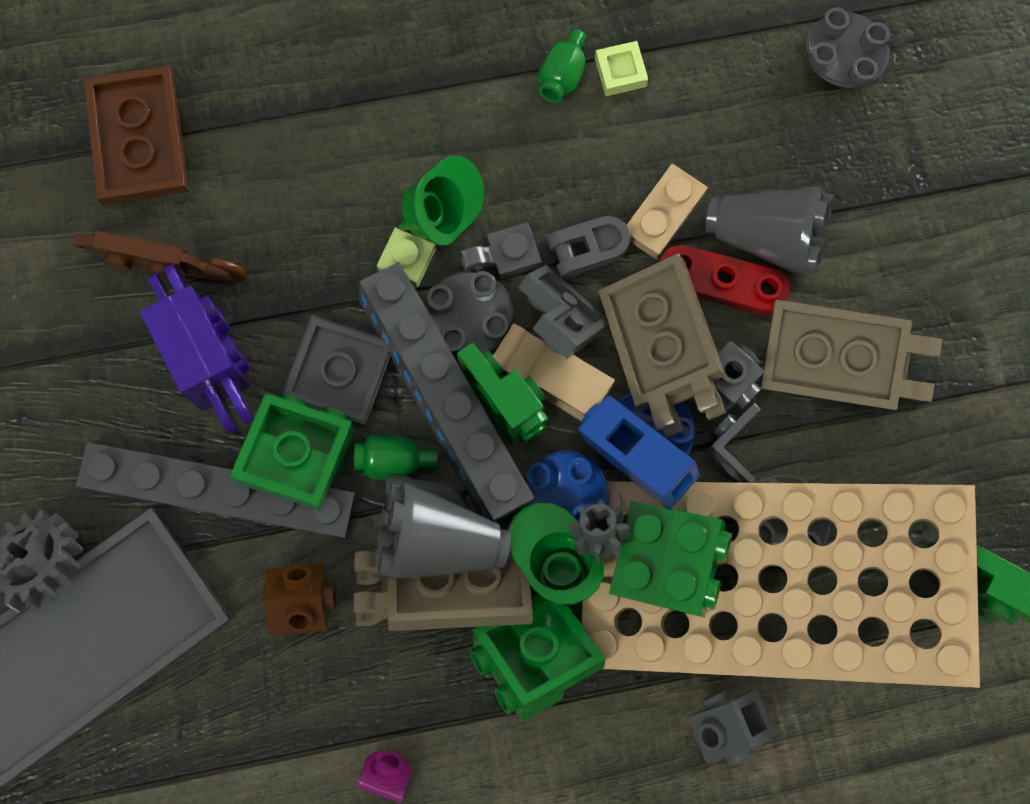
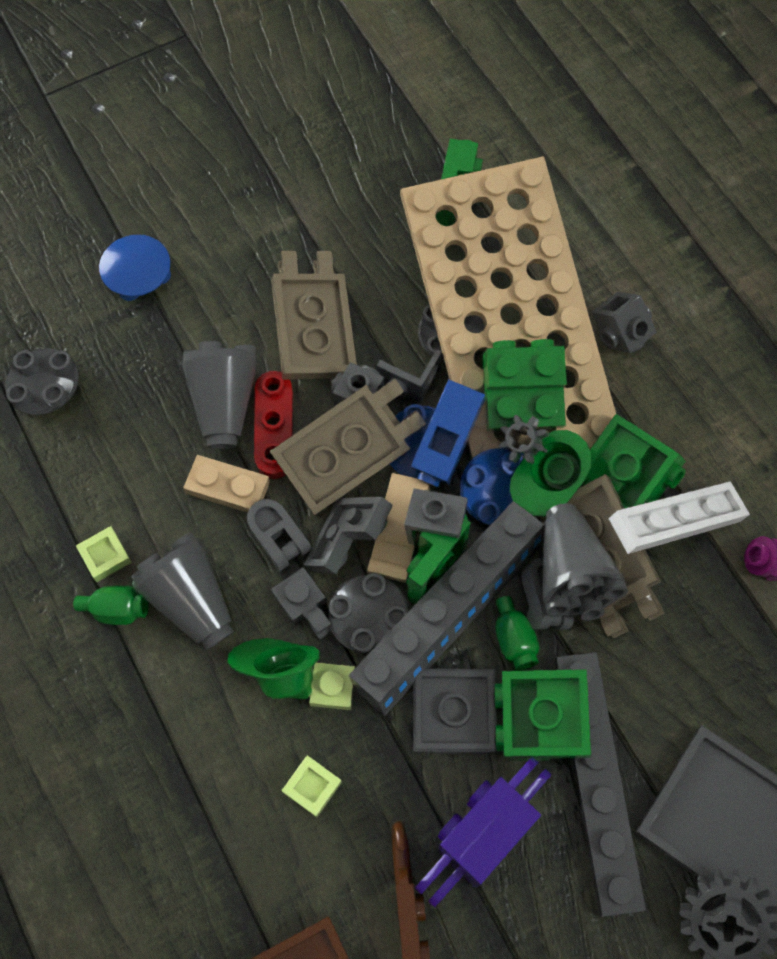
camera: 105 degrees left, 10 degrees down
(298, 599) = (664, 667): reddish brown brick -> none
(311, 206) = (311, 786): none -> yellowish green plate
(454, 683) = (678, 517): none -> white plate
(534, 393) = (434, 514): none -> dark grey bracket
(547, 133) = (185, 591): none -> dark grey cone
(975, 179) = (135, 266): none -> blue dish

